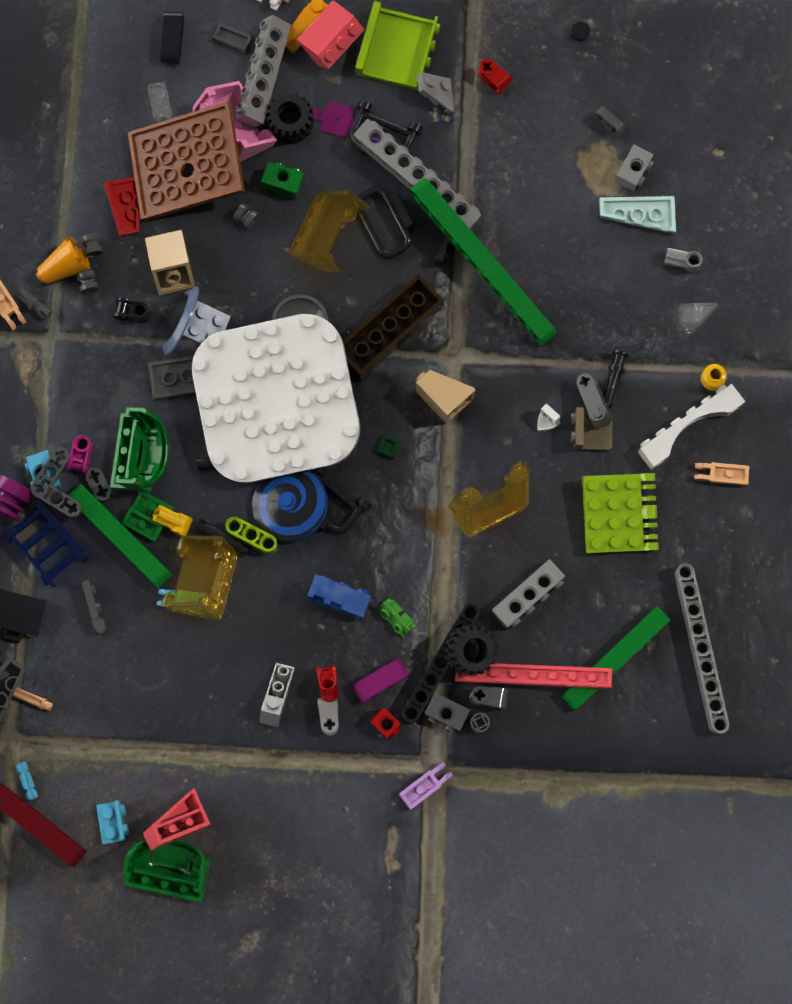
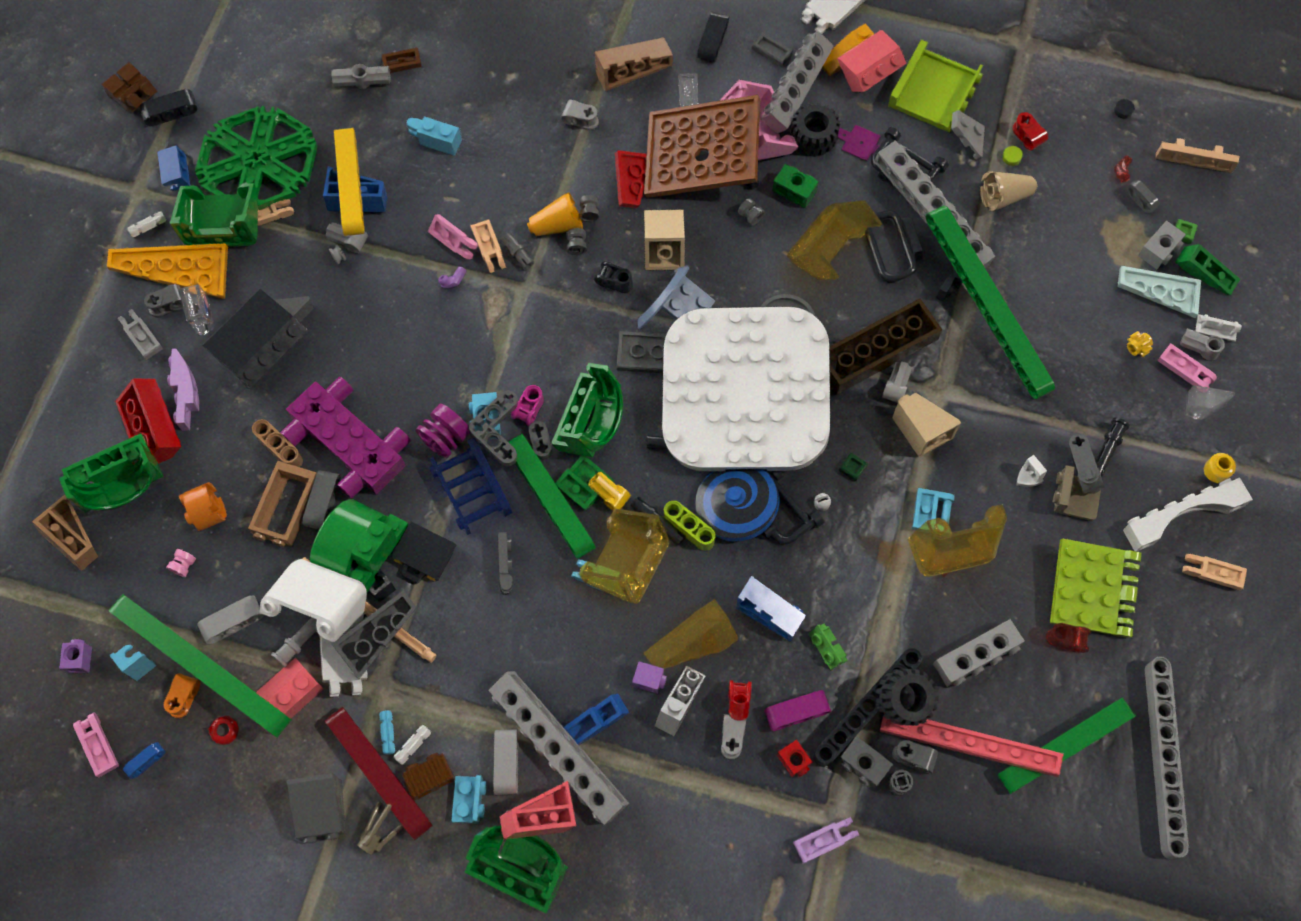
camera: 15 degrees right, 10 degrees down
(35, 876) = (369, 839): none -> dark tan plant
(51, 786) = (412, 744): none -> white axle
(58, 149) = (578, 114): none -> light grey piece
(72, 810) = (428, 776): none -> reddish brown brick
(99, 82) = (631, 62): none -> medium nougat wedge
(137, 783) = (506, 762): none -> light grey beam
(190, 760) = (569, 749): none -> light grey brick
(205, 730) = (597, 719): none -> blue slope
(245, 681) = (649, 677): none -> medium lavender brick
(280, 634) = (699, 635): none -> clear yellow wedge
(369, 489) = (824, 505): none -> white hinge
(413, 362) = (896, 385): none -> light grey piece
(461, 474) = (926, 506): none -> medium azure plate
(481, 142) = (1005, 188): none -> tan cone
(482, 103) = (1012, 155): none -> lime tile
(586, 97) = (1121, 168): none -> clear red arm
(608, 562) = (1073, 637): none -> clear red piece
(627, 272) = (1139, 344): none -> yellow gear
(654, 146) = (1187, 228): none -> bright green tile
(669, 69) = (1197, 157): none -> light nougat hinge
(673, 285) = (1186, 367): none -> bright pink plate
(679, 183) = (1208, 269): none -> green slope
(695, 239) = (1217, 327): none -> white hinge

